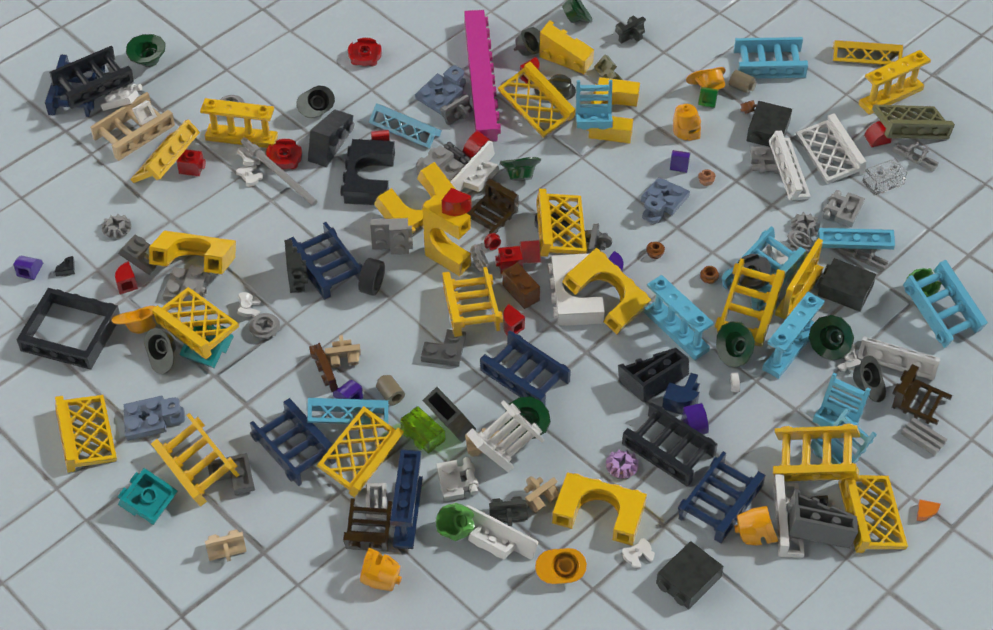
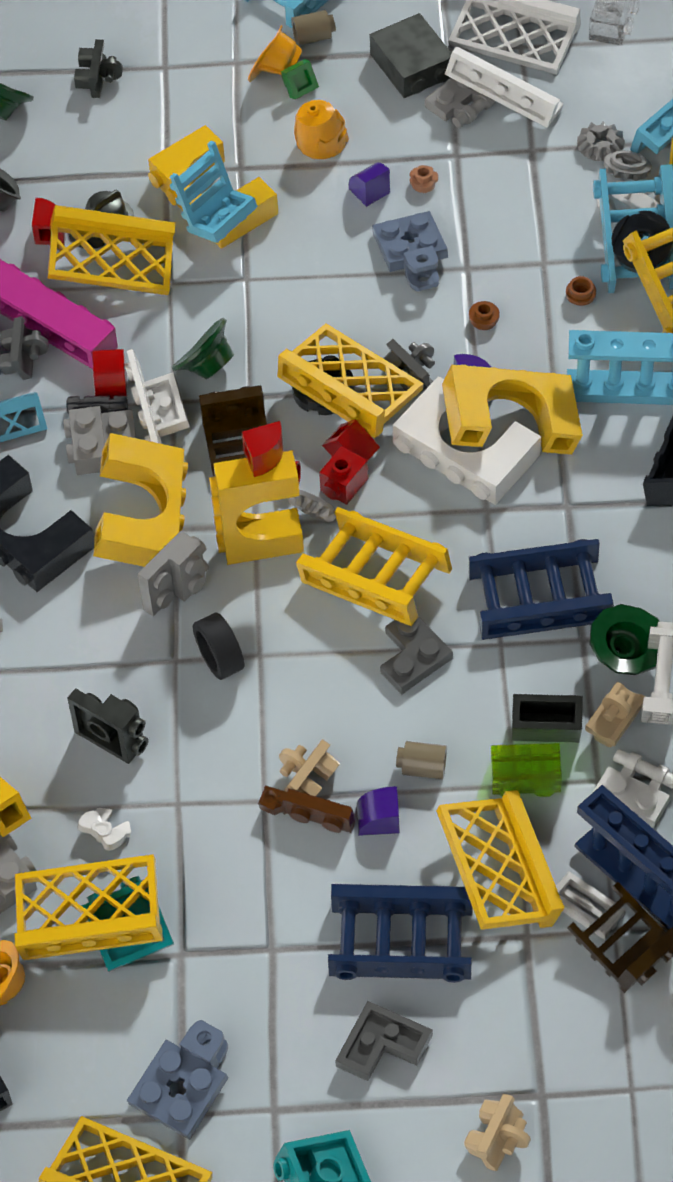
camera: 45 degrees left, 5 degrees up
(160, 350) = (83, 989): pearl dark grey piece -> none
(186, 477) = (301, 1100): yellow fence -> none
(260, 321) = (166, 820): light grey gear -> none
(315, 273) = (158, 715): dark blue fence -> none
(344, 405) = (408, 828): medium azure fence -> none
(513, 320) = (451, 538): red brick -> none
(521, 285) = (401, 494): reddish brown brick -> none
(564, 50) = (55, 160): yellow wedge -> none
(606, 68) = (131, 142): olive plate -> none
(748, 107) = (358, 53): dark orange plate -> none
(848, 210) = (625, 86): light grey plate -> none

